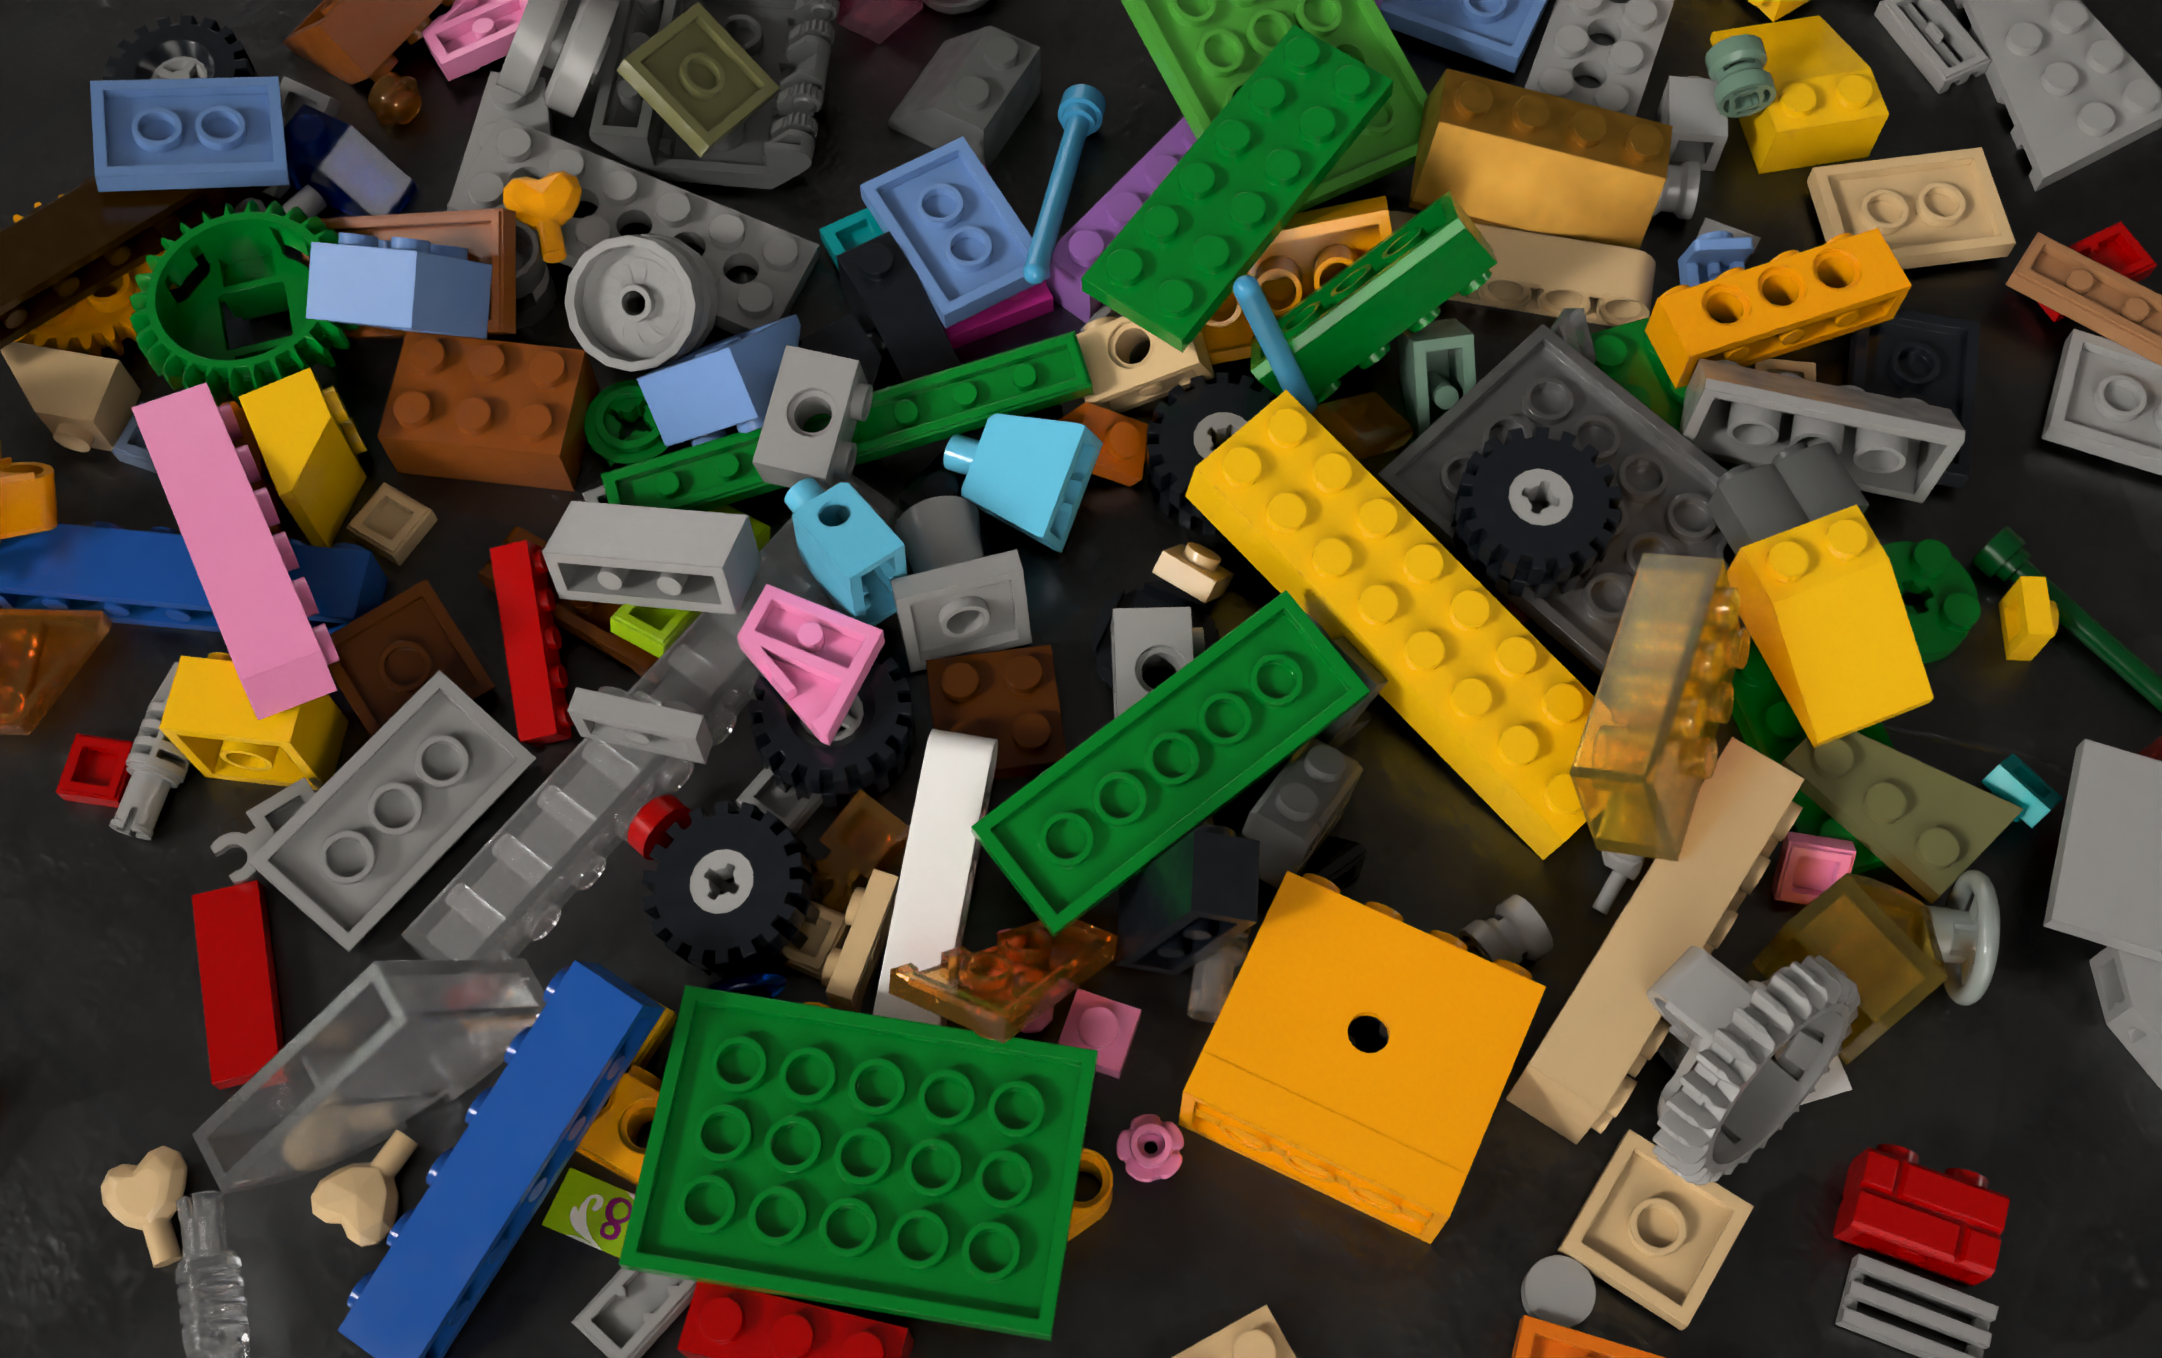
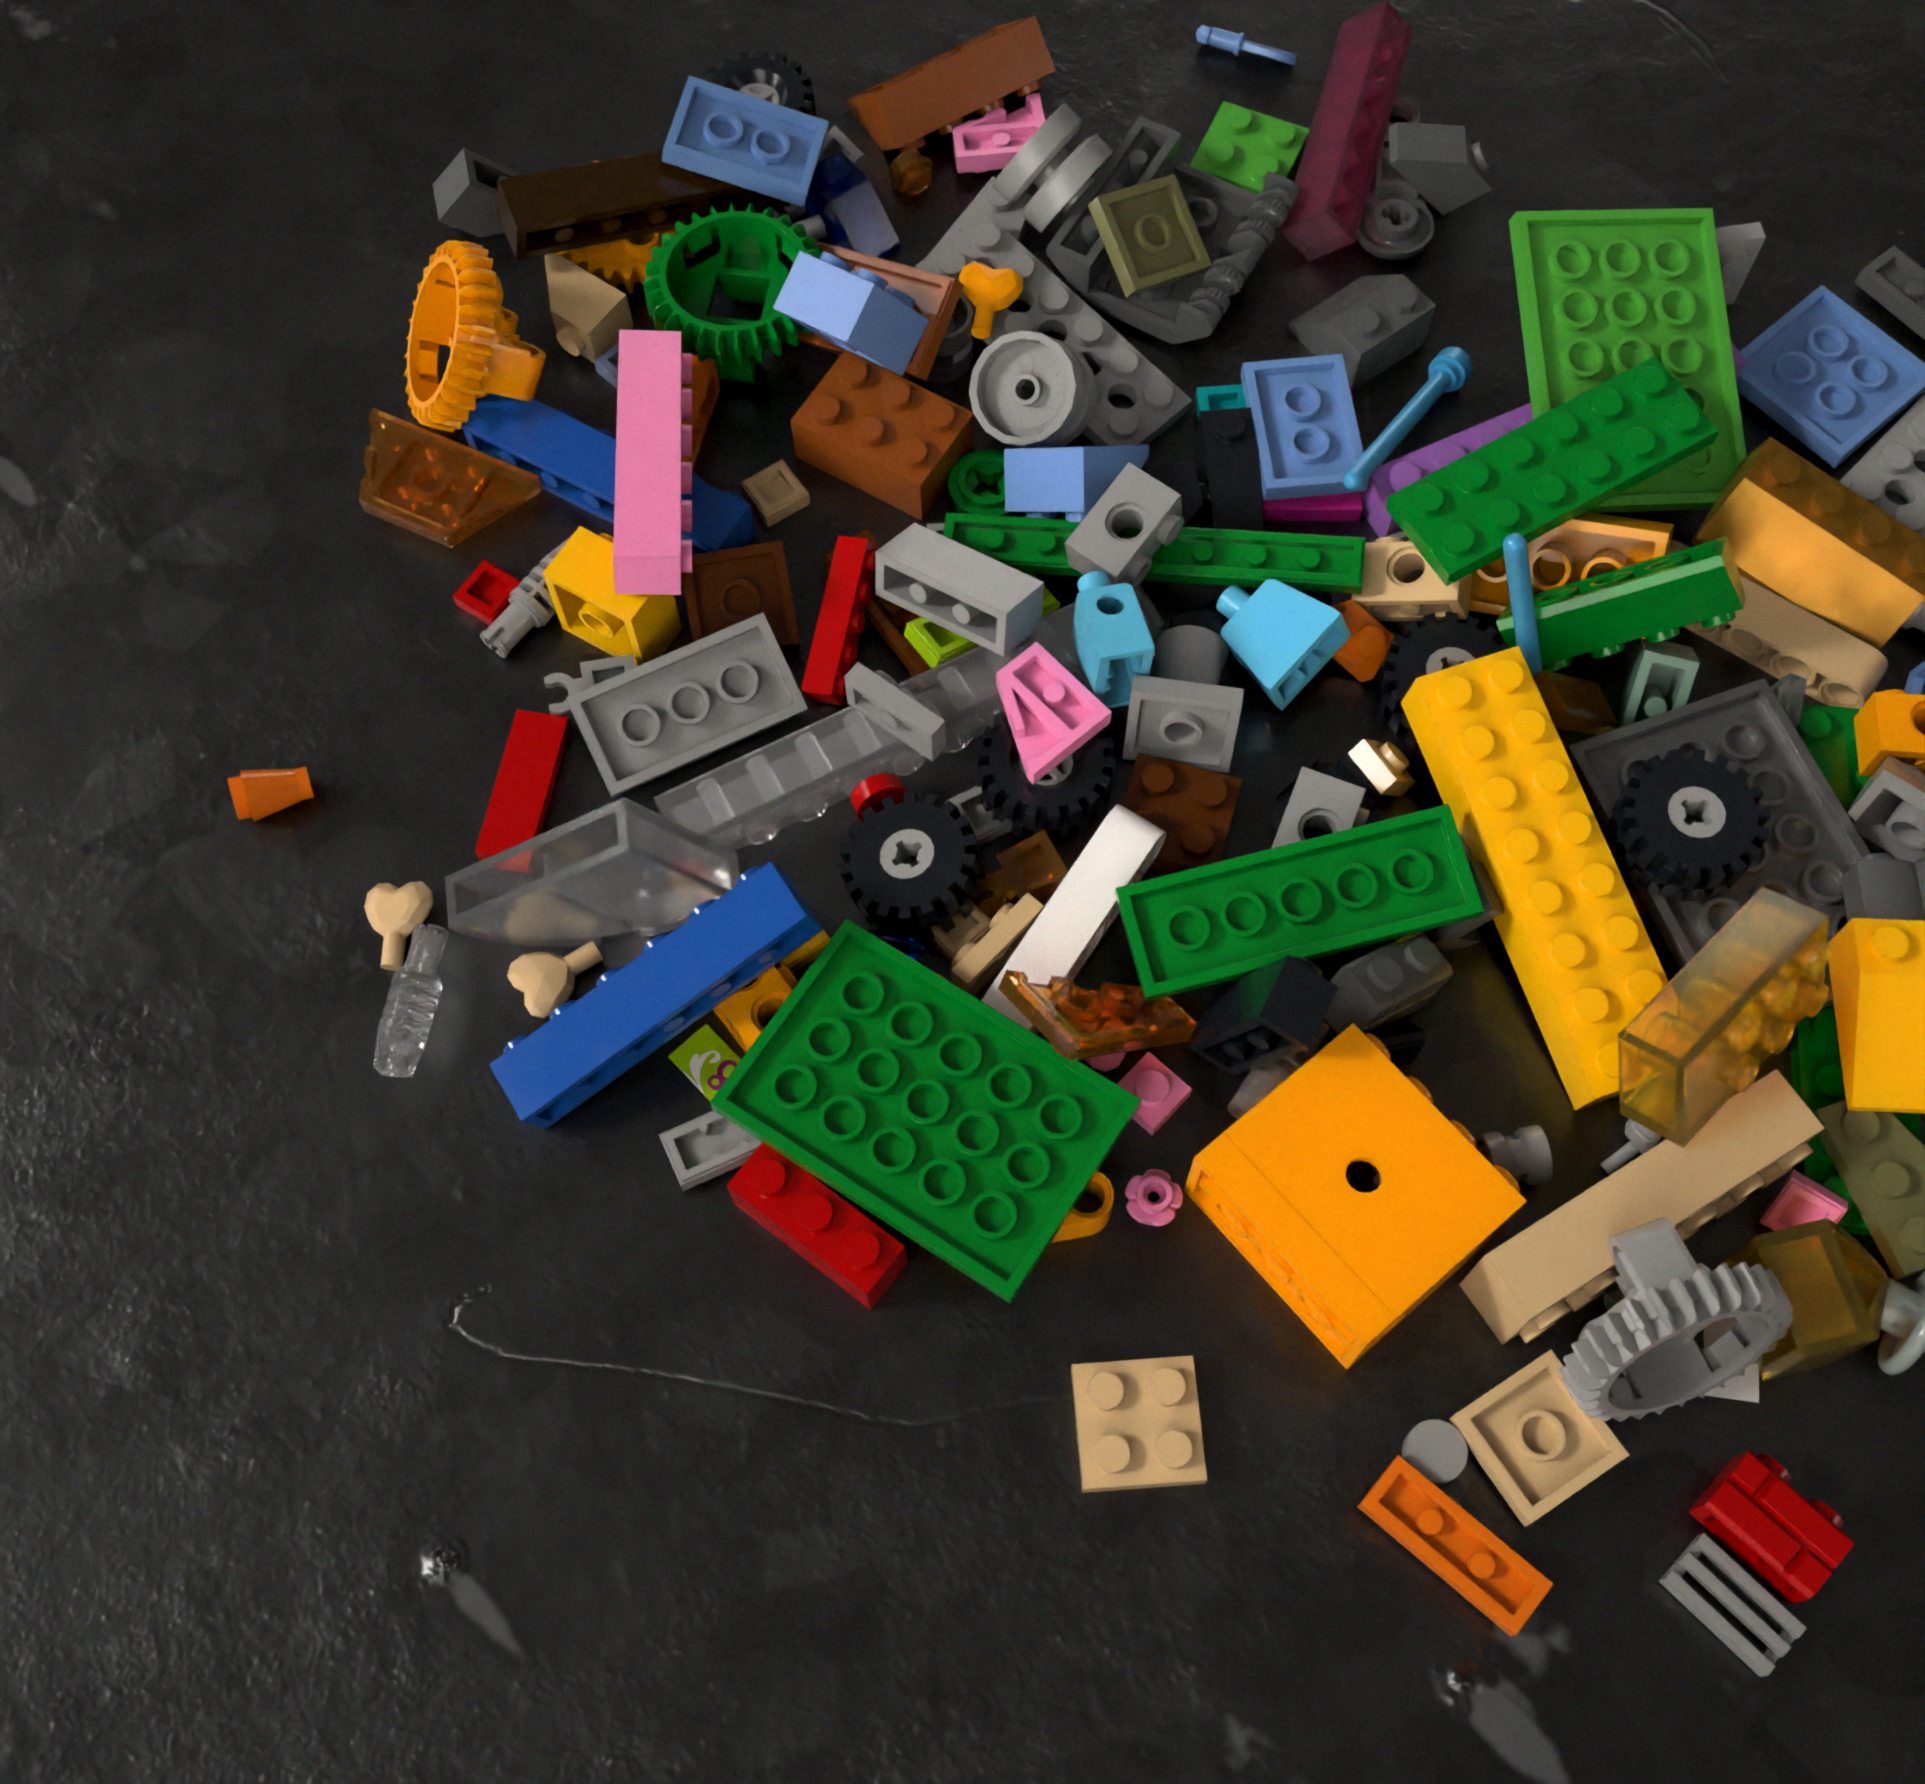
camera: 25 degrees right, 0 degrees up
(308, 451) = (735, 413): yellow slope -> none

